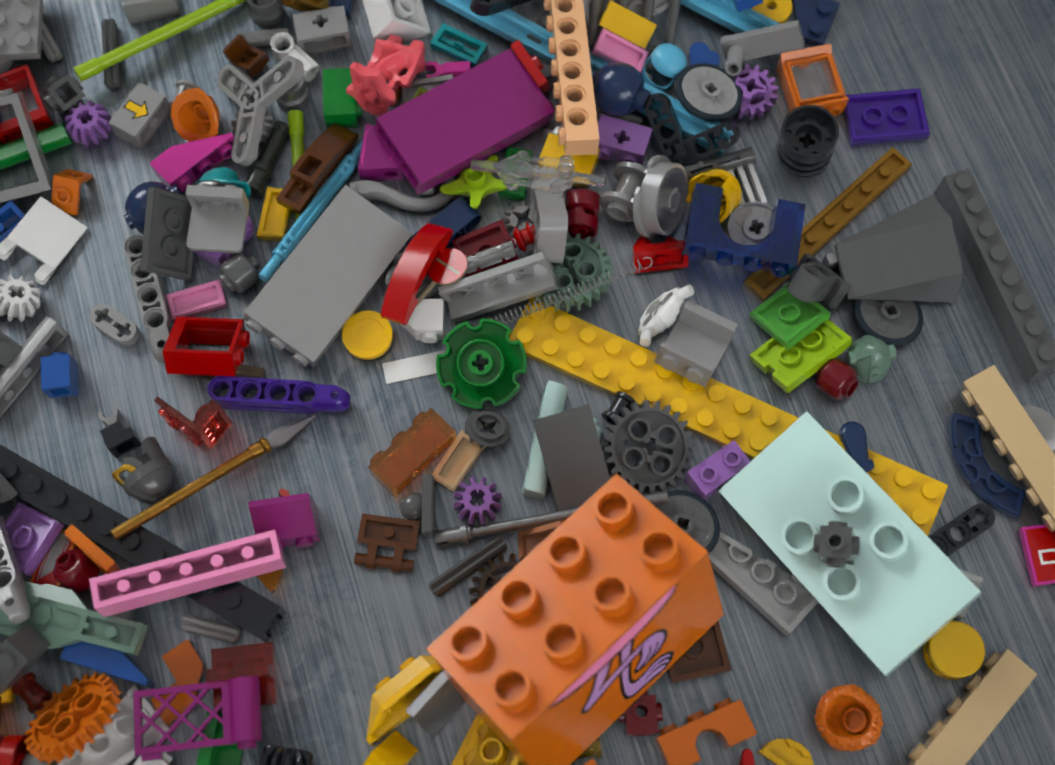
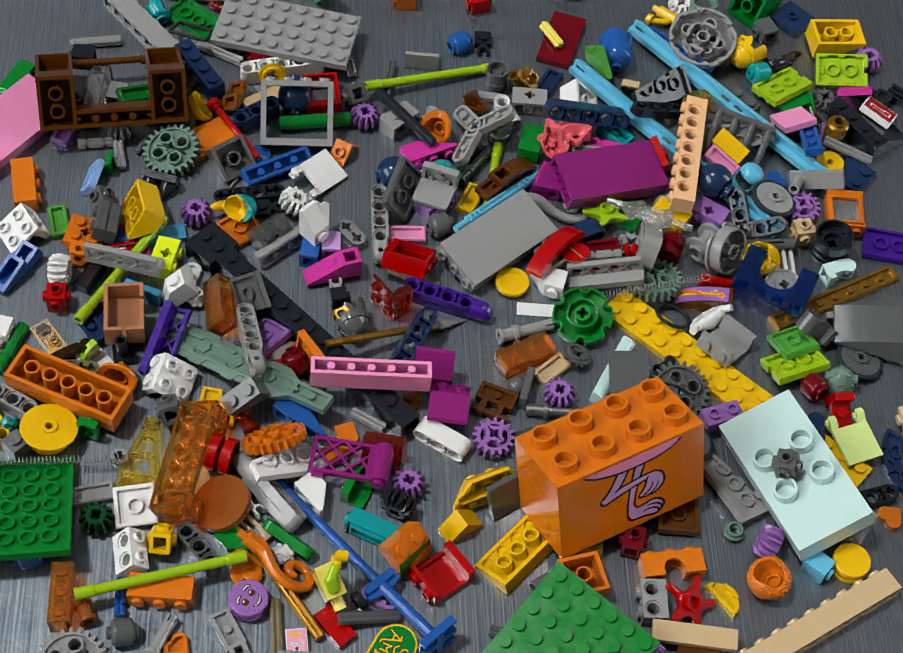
camera: 10 degrees right, 15 degrees down
(50, 331) = (314, 221): none -> white slope
(87, 354) = (331, 244): none -> lavender brick
(100, 390) = (341, 264): none -> dark pink slope
(145, 112) = (405, 116): none -> black axle
(246, 484) = (411, 338): none -> dark blue beam
(288, 732) = (409, 481): none -> medium lavender gear
(321, 574) = (449, 403): none -> magenta slope
(326, 628) = (442, 439): none -> white beam
(392, 417) = (516, 332): none -> light grey pin
(392, 615) = (493, 438): none -> medium lavender gear
(399, 25) = (581, 108): none -> dark blue beam
(604, 339) = (669, 323): none -> black piece
(648, 283) = (703, 297): none -> slope
(760, 131) = (802, 231): none -> tan brick
(785, 641) = (734, 526): none -> sand green plate
(821, 179) = (836, 271): none -> light aqua leg
(833, 657) = (768, 541): none -> medium lavender gear
(884, 417) = (840, 407): none -> red bracket
(914, 674) = (818, 567): none -> medium azure brick
(915, 452) = (856, 440): none -> yellowish green flag
(990, 555) = (890, 517): none -> orange tile

